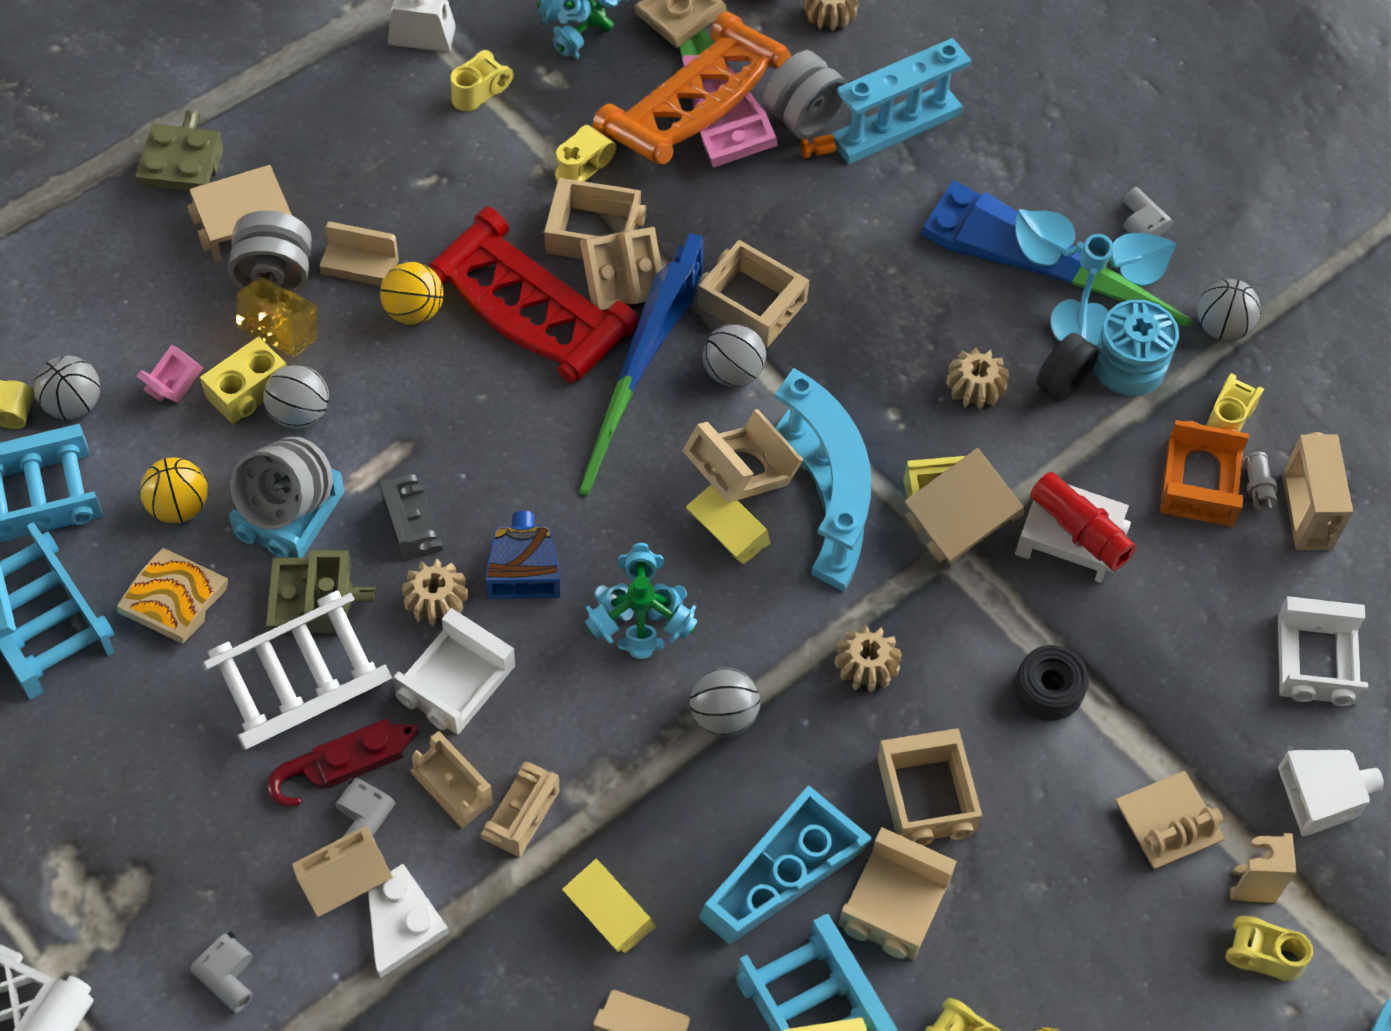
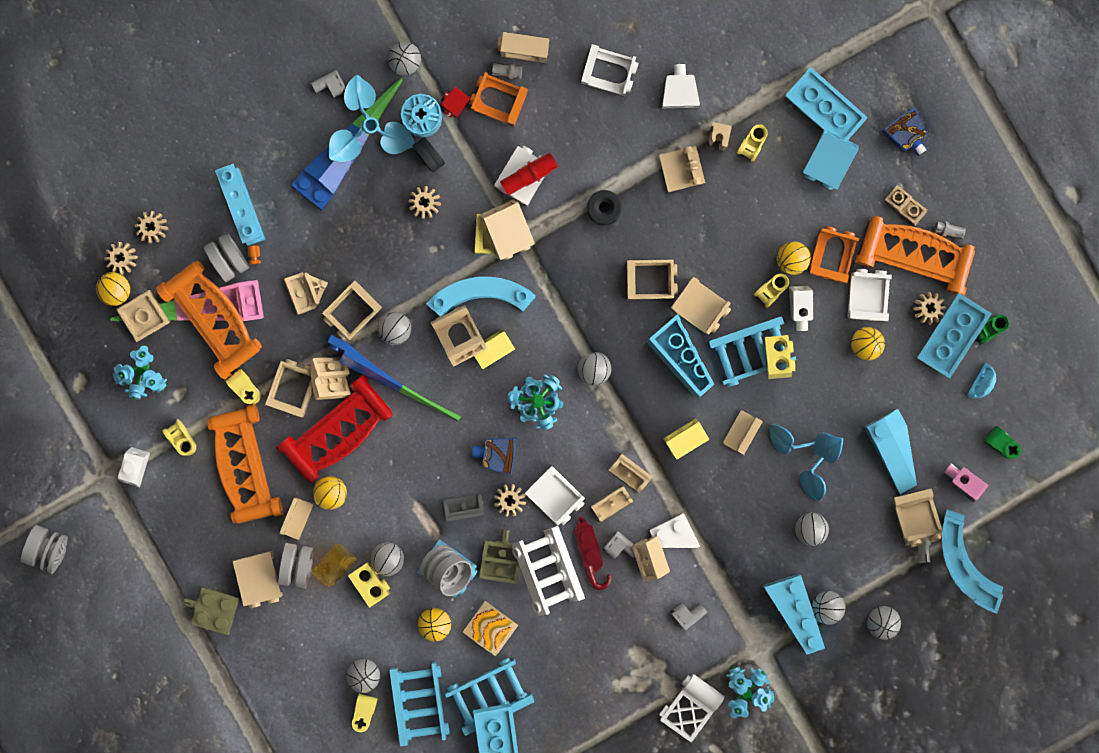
camera: 75 degrees left, 30 degrees up
(171, 375) = (360, 623): bright pink bracket -> none
(518, 156) = (261, 503): none -> orange piece
(769, 225) = (304, 291): none -> tan slope
(867, 671) = (581, 288): tan gear -> none
(1173, 401) = (454, 102): none -> red brick
(1234, 404) = (459, 70): light yellow piece -> none

